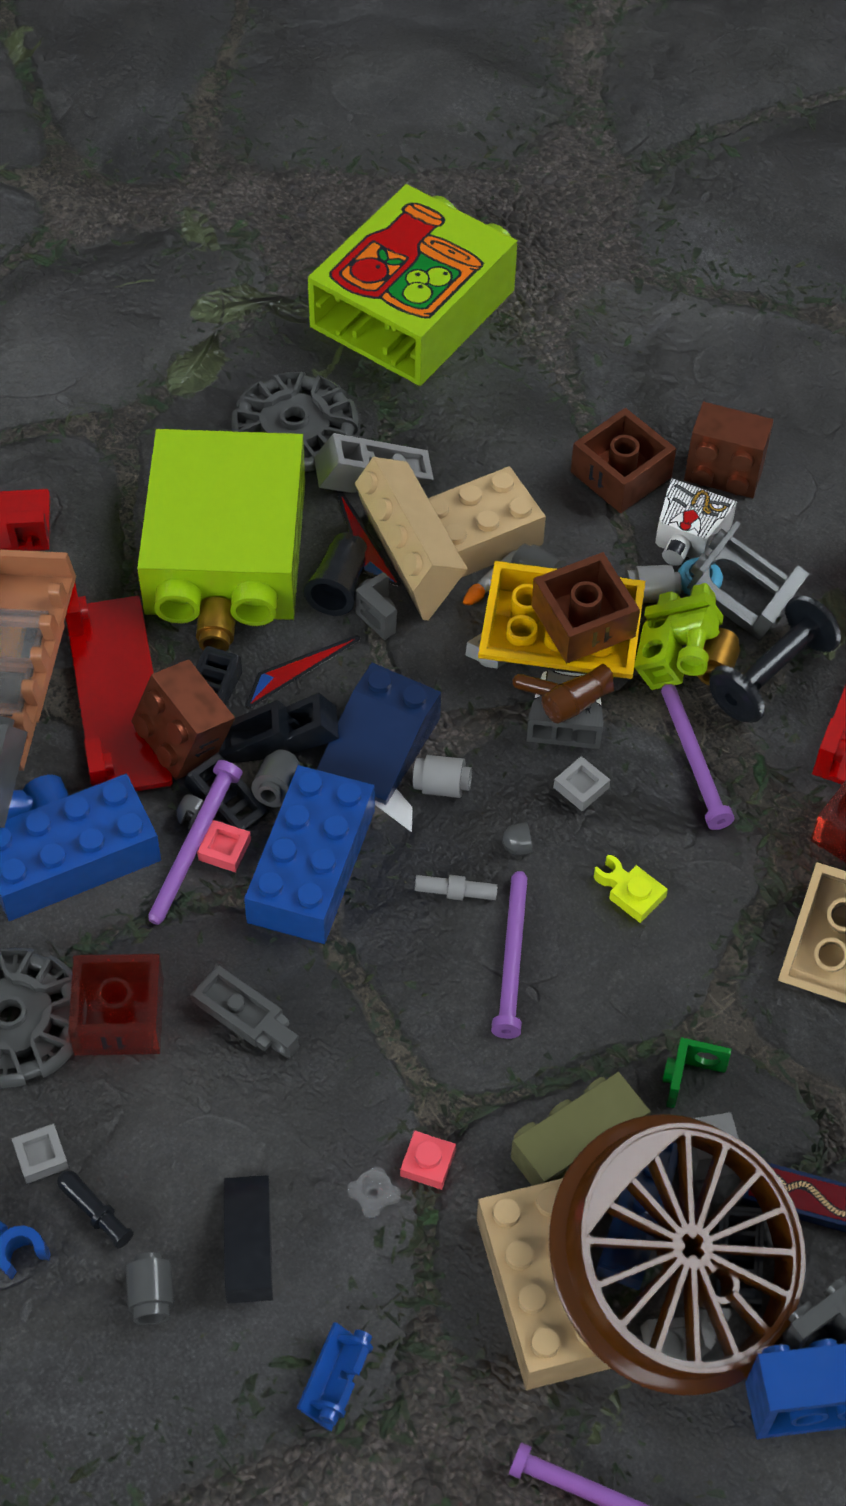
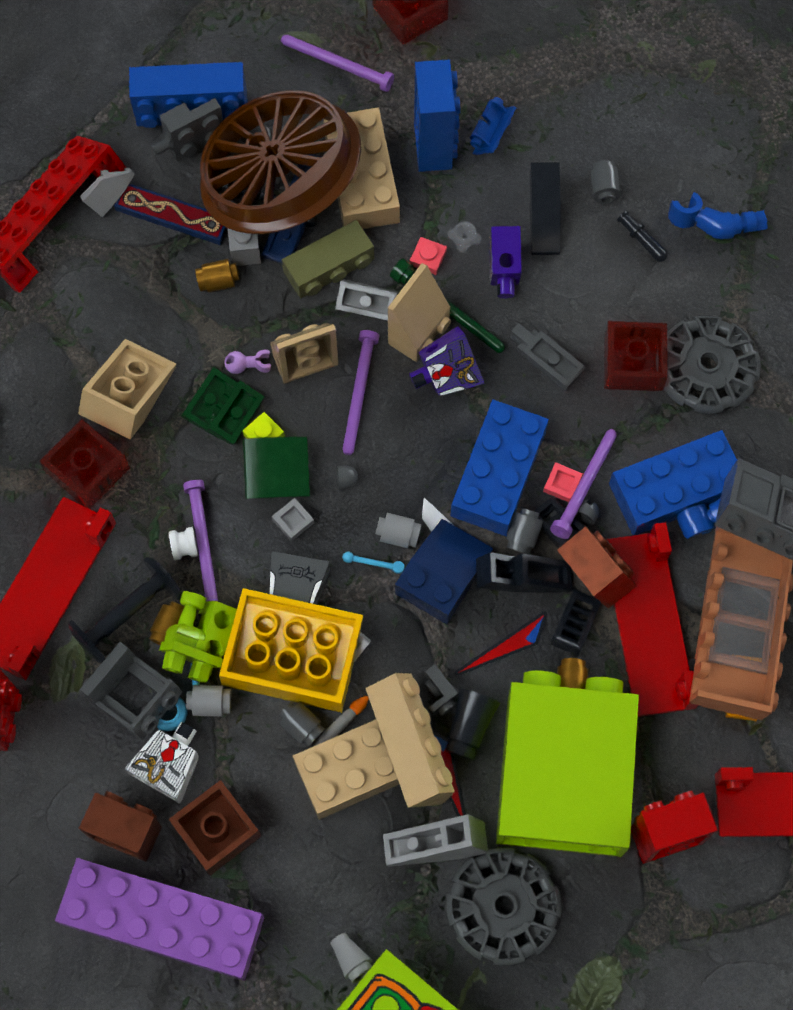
camera: 175 degrees left, 15 degrees up
(40, 1153) = (679, 269): light grey plate -> none
(104, 459) = (672, 827): none -> red brick
(310, 1132) = (505, 252): none -> dark purple torso
(388, 974) = (448, 365): none -> torso
(432, 1324) = (436, 115): none -> blue brick
(438, 1033) = (417, 314): none -> tan slope
(439, 745) = (397, 567): none -> medium azure hinge
(455, 368) = (352, 959): none -> light grey cone
(455, 887) = (395, 443): light grey bar -> none
(462, 1123) = (403, 272): none -> dark green piece
(513, 1090) = (364, 299): none -> light grey slope
(570, 697) = (295, 567): reddish brown piece -> none
(585, 607) = (275, 628): copper brick -> none
(598, 974) = (305, 351): none -> tan slope
(613, 836) = (276, 467): none -> dark green slope
(658, 382) = (160, 919): none -> medium lavender brick
(687, 1054) = (258, 299): green bracket -> none
(688, 982) = (240, 362): none -> lavender arm
(700, 924) = (222, 406): none -> dark green slope
(719, 745) = (183, 543): none -> white wheel
(746, 1099) = (217, 275): none -> pearl gold brick

